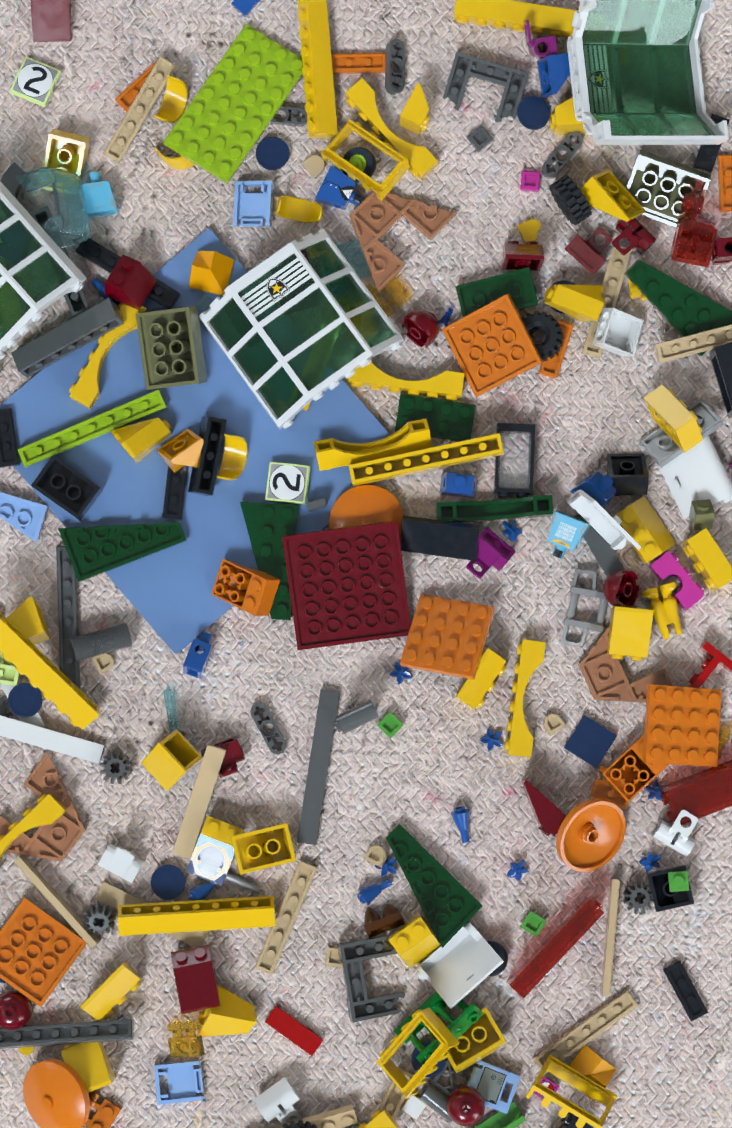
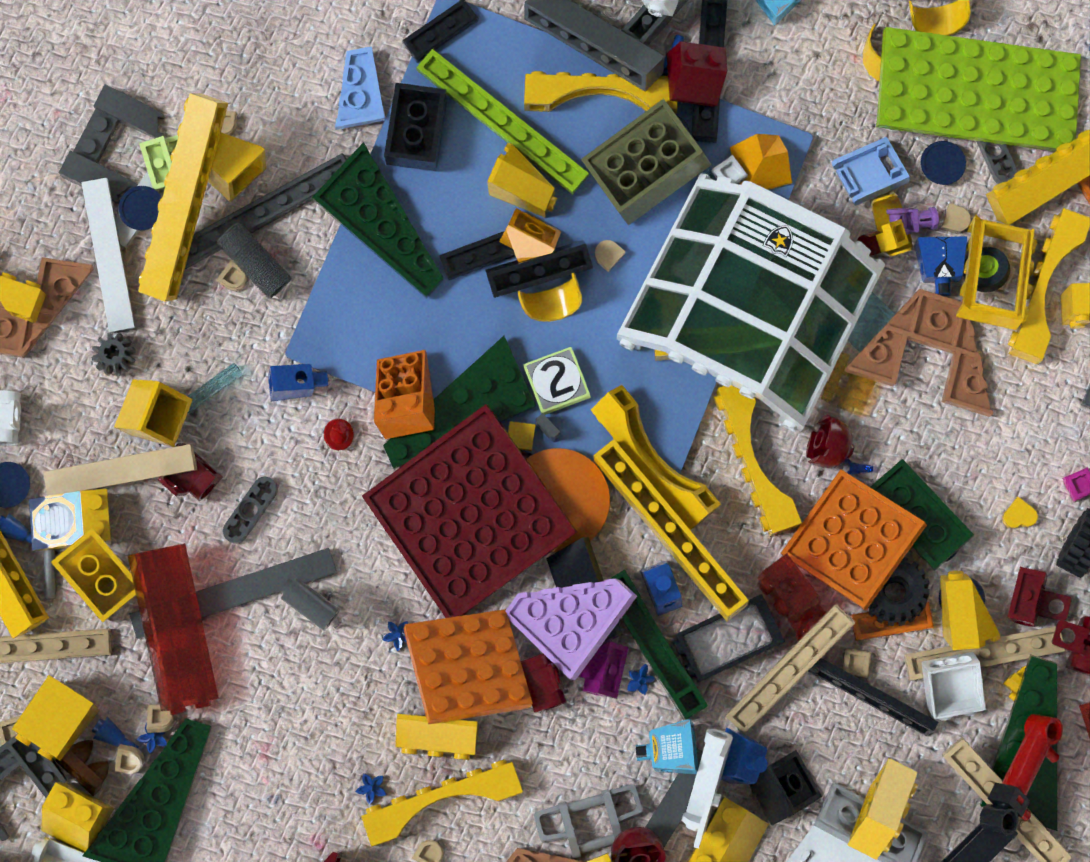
camera: 65 degrees right, 5 degrees down
(206, 296) = (730, 169): none -> white tile
(219, 405) = (608, 254): none -> tan tile
(248, 645) = (338, 434): none -> red hat
(300, 196) = (911, 218): none -> medium lavender connector
(307, 217) = (891, 238): none -> yellow leg
(312, 524) = (522, 434): none -> yellow tile
(323, 816) = (173, 628): none -> clear red brick
(344, 923) = (54, 719): none -> yellow slope
(390, 725) = (326, 653): bright green plate -> none
(393, 888) = (129, 759): none -> tan tile
(445, 418) = (733, 525): dark green plate -> none
(453, 554) = (571, 620): none -> lavender plate
(461, 819) = (255, 799): blue cone -> none
(481, 592) = (543, 683): none -> dark red piece
(517, 402) = (801, 605): none -> clear red brick
(521, 256) = (981, 517): dark red slope -> none
(554, 430) = (790, 669): none -> tan tile
(571, 386) = (856, 662): none -> tan tile
(591, 391) = (873, 697): none -> black tile
(708, 334) = (1010, 797): none -> red piece

